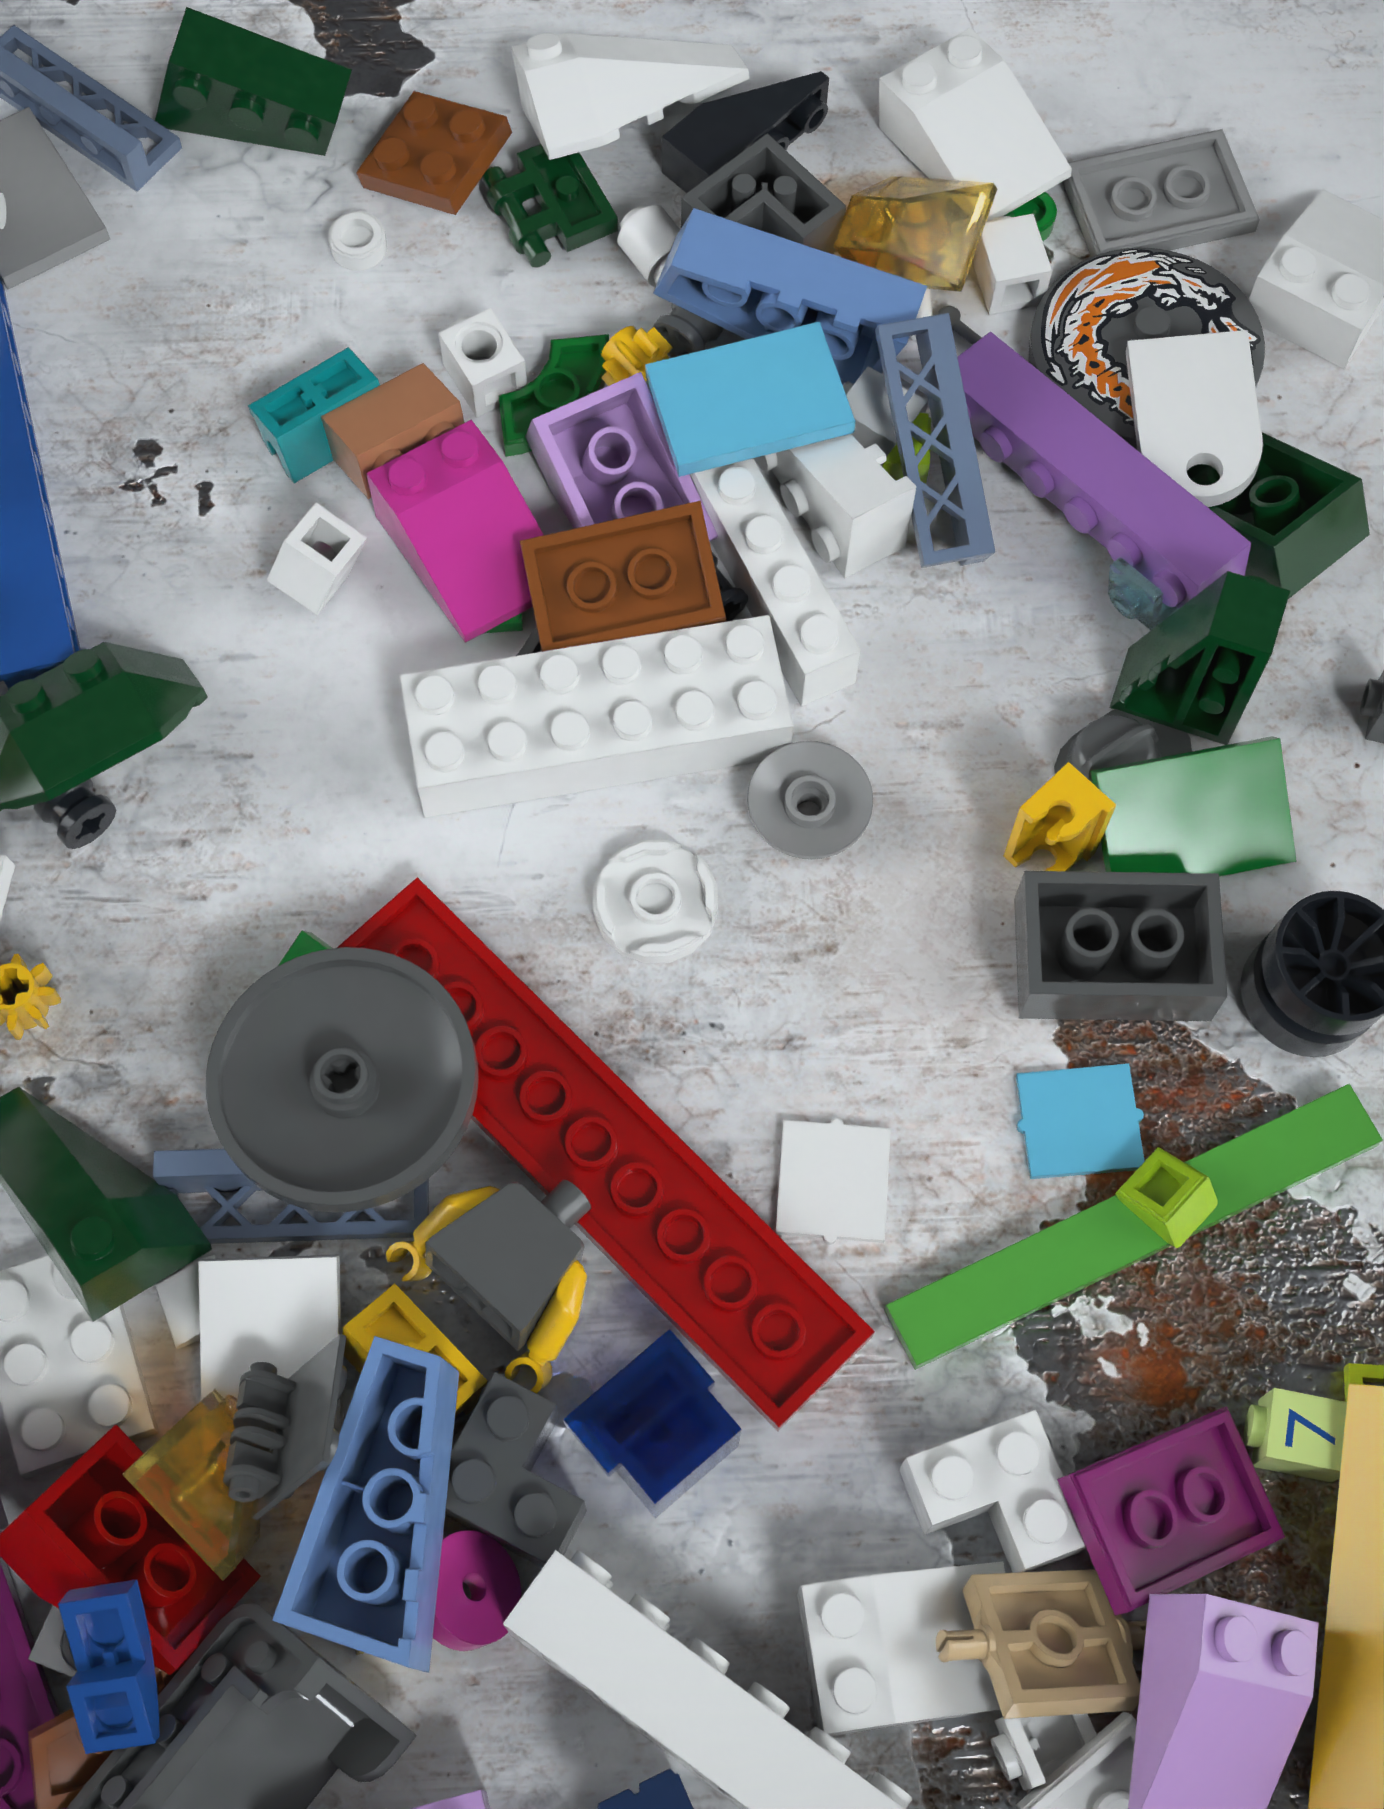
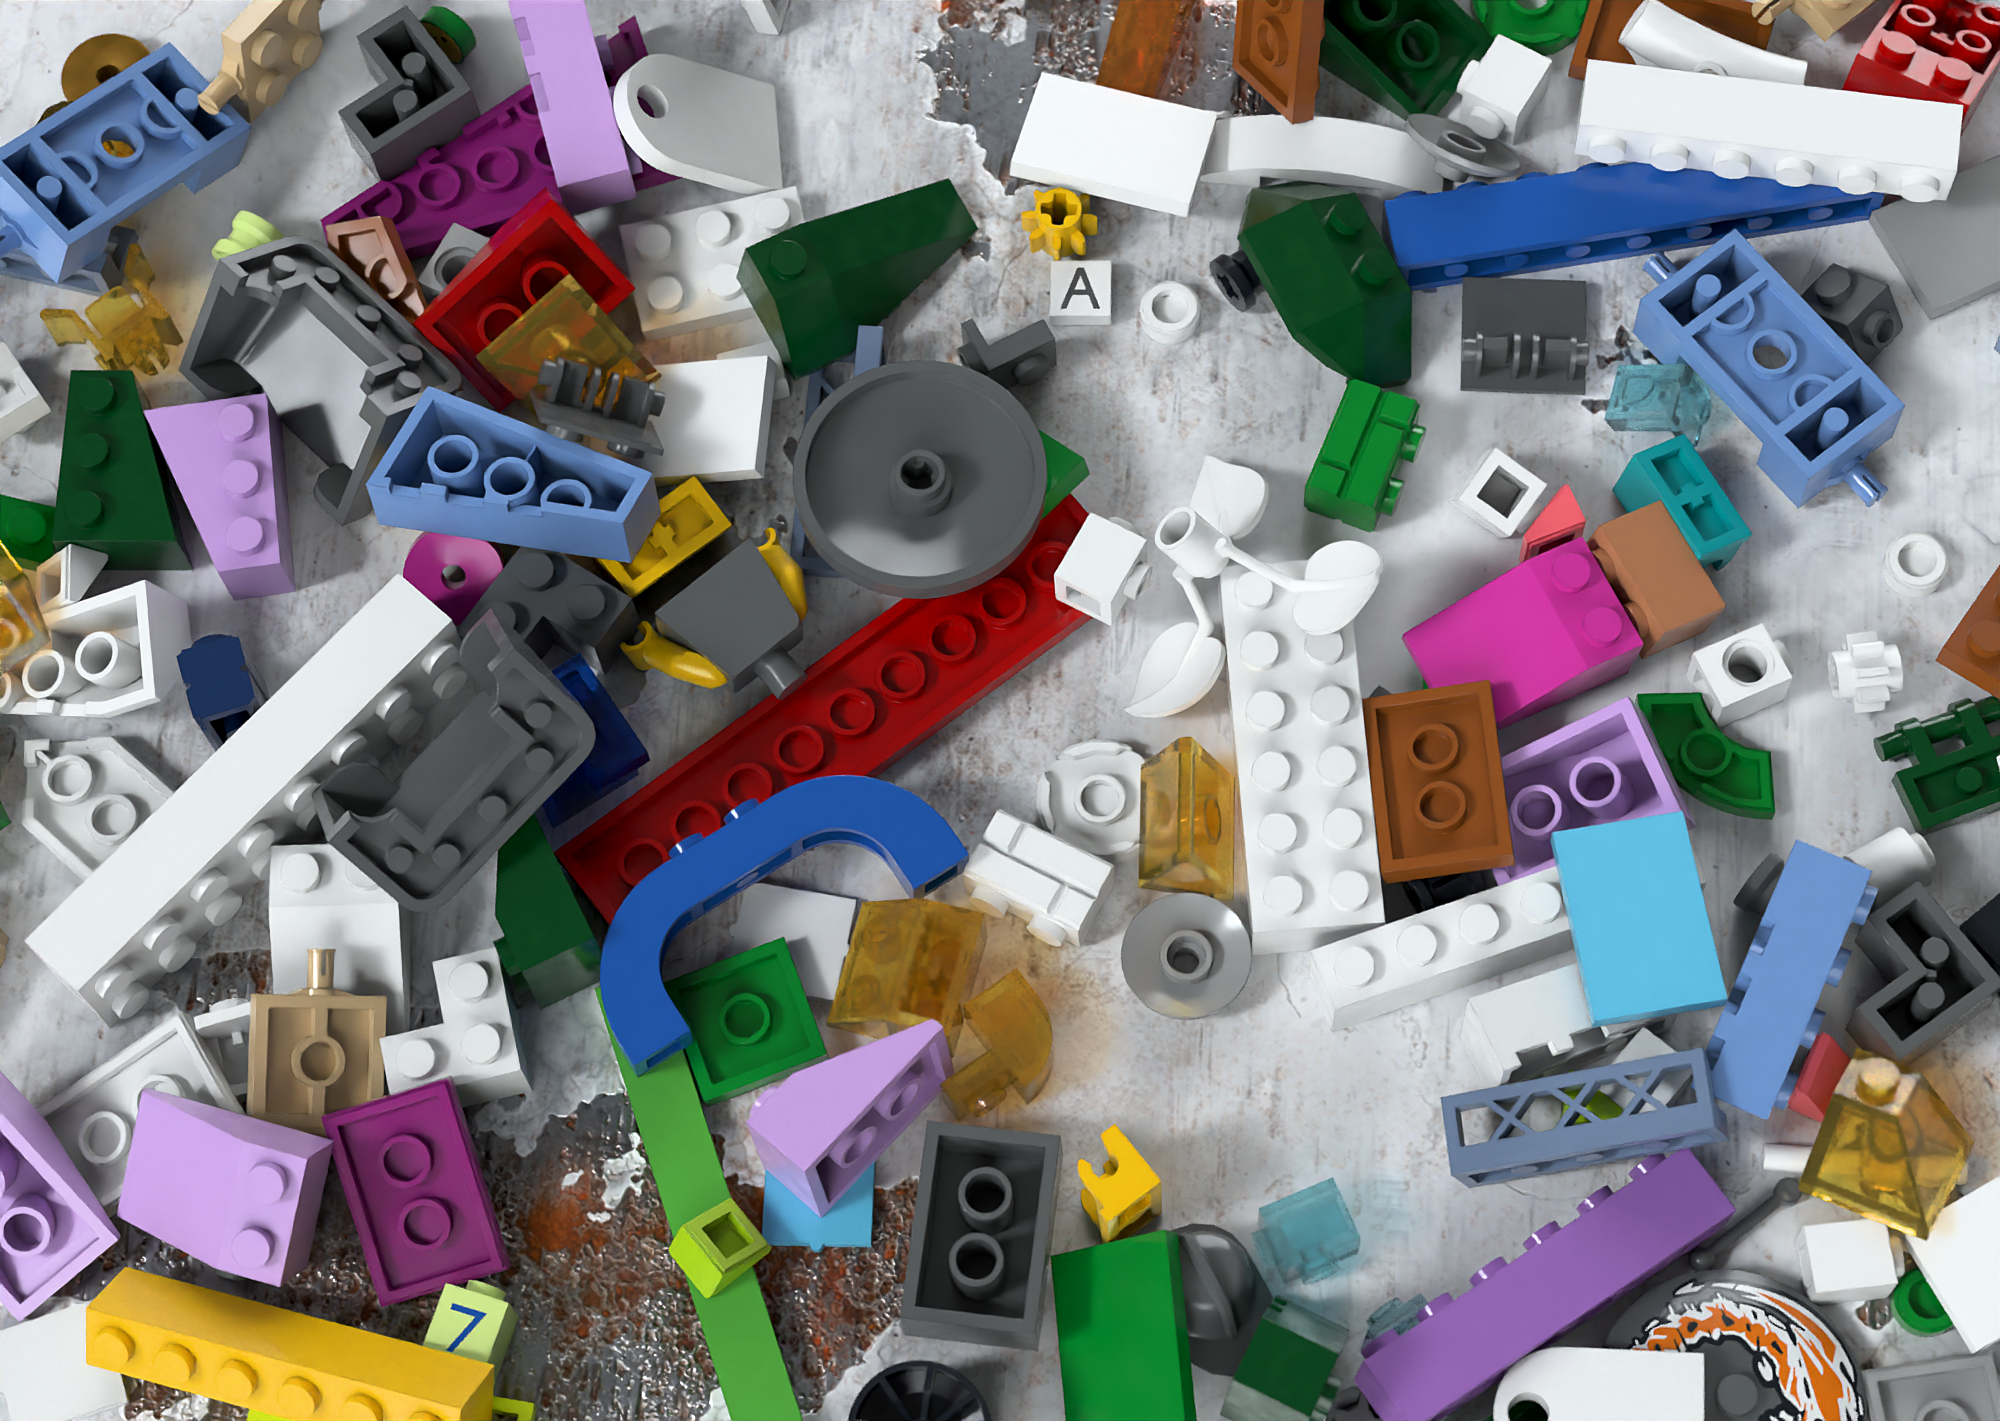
camera: 105 degrees right, 0 degrees up
(94, 974) = (1080, 292): none -> white tile
(105, 291) = (1855, 310): none -> dark grey bracket
(115, 886) = (1170, 312): none -> white tile
(115, 1667) = (415, 275): blue slope -> none
(124, 378) = (1814, 412): none -> medium blue brick
(137, 560) = (1524, 336): none -> dark grey hinge
(189, 1050) = (1012, 361): none -> dark grey bracket
(205, 442) = (1658, 400): none -> clear light blue bracket
(275, 686) = (1363, 455): none -> green brick
(344, 503) = (1555, 526): none -> coral slope
(345, 809) = (1199, 539): none -> white plant
(424, 897) = (1103, 568): none -> white brick
(472, 264) = (1865, 672): none -> white gear
(630, 351) = (1727, 832): yellow gear -> none
(681, 813) = (1186, 822): none -> clear yellow slope
(748, 941) = (1037, 880): none -> white brick
(748, 1501) = (469, 784): none -> dark grey windscreen
(785, 1234) = (749, 847): none -> blue arch
(855, 1421) = (544, 930): none -> dark green slope
(865, 1047) = (908, 967): none -> clear yellow slope
(922, 940) = (1018, 1047): none -> clear yellow brick
(927, 1209) = (747, 1021): none -> green tile
(1037, 1086) = (847, 1111): none -> lavender slope
(1058, 675) = (1306, 1233): none -> clear light blue brick

